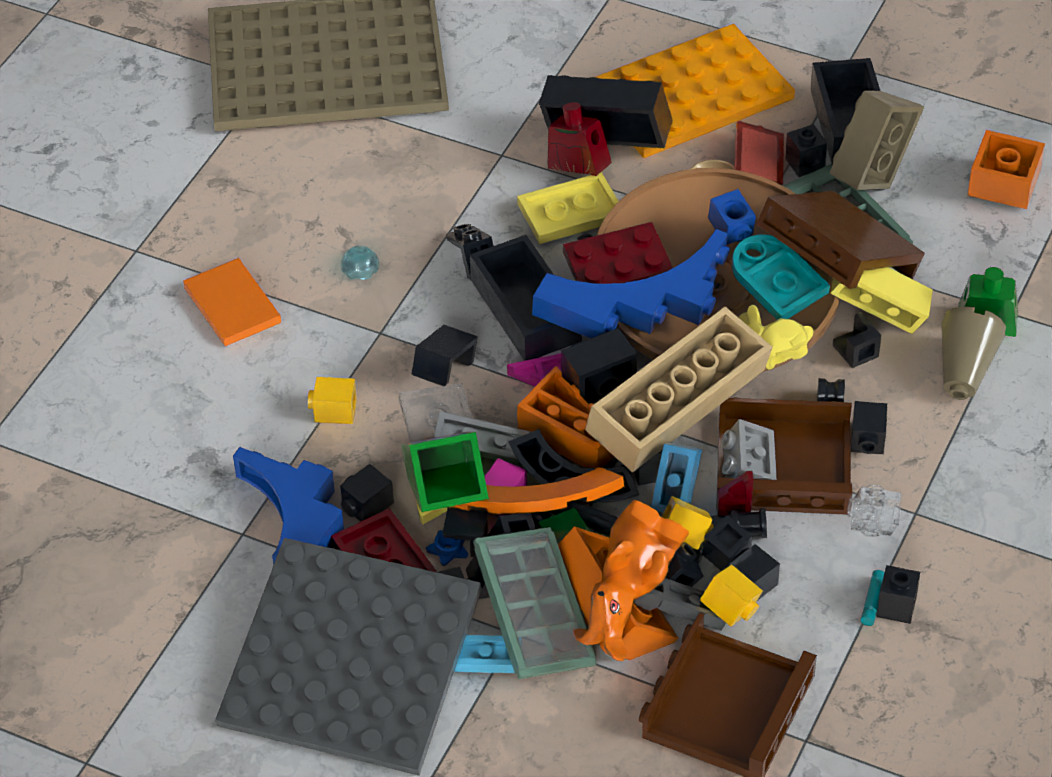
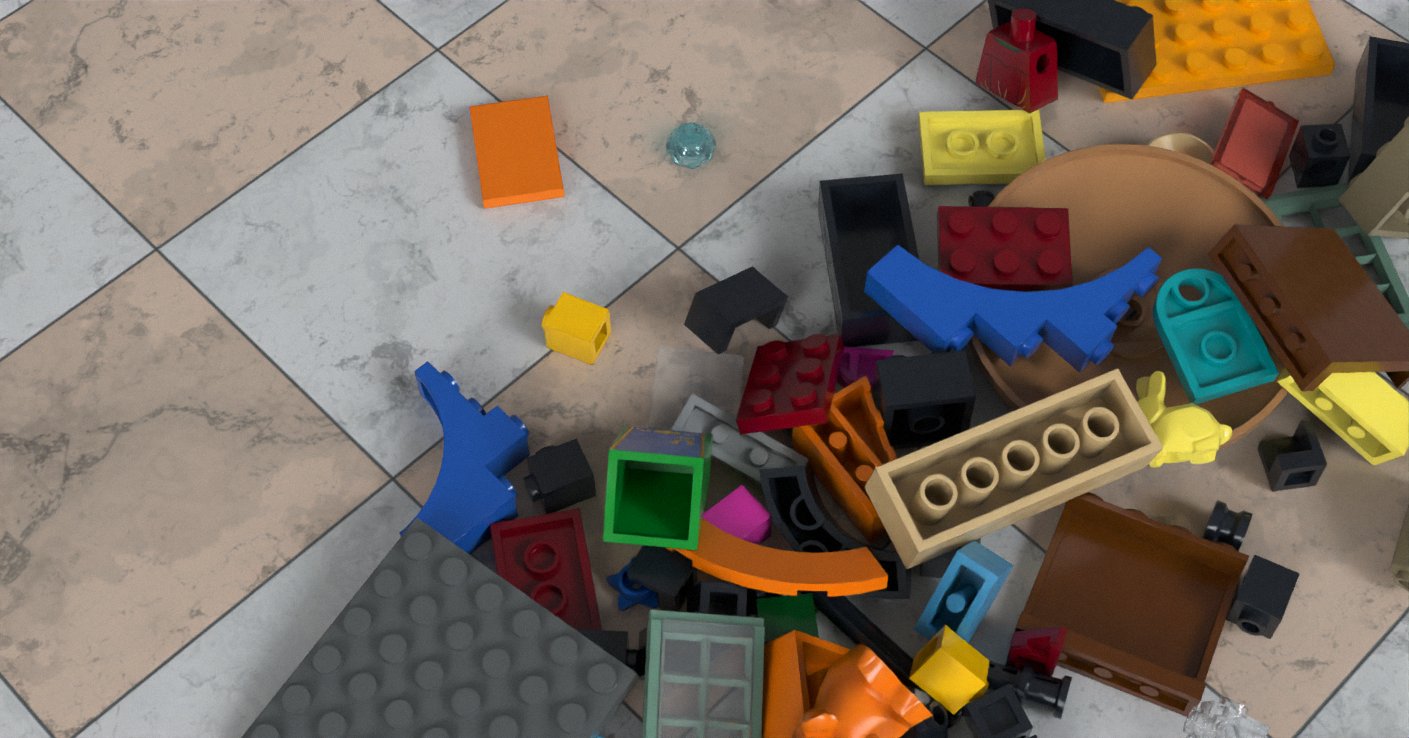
camera: 20 degrees right, 10 degrees up
(470, 241) = (835, 156): black bracket -> none
(504, 387) = (790, 384): none -> dark red plate
(732, 215) = (1180, 218): blue brick -> none
(749, 449) = (1080, 587): light grey bracket -> none

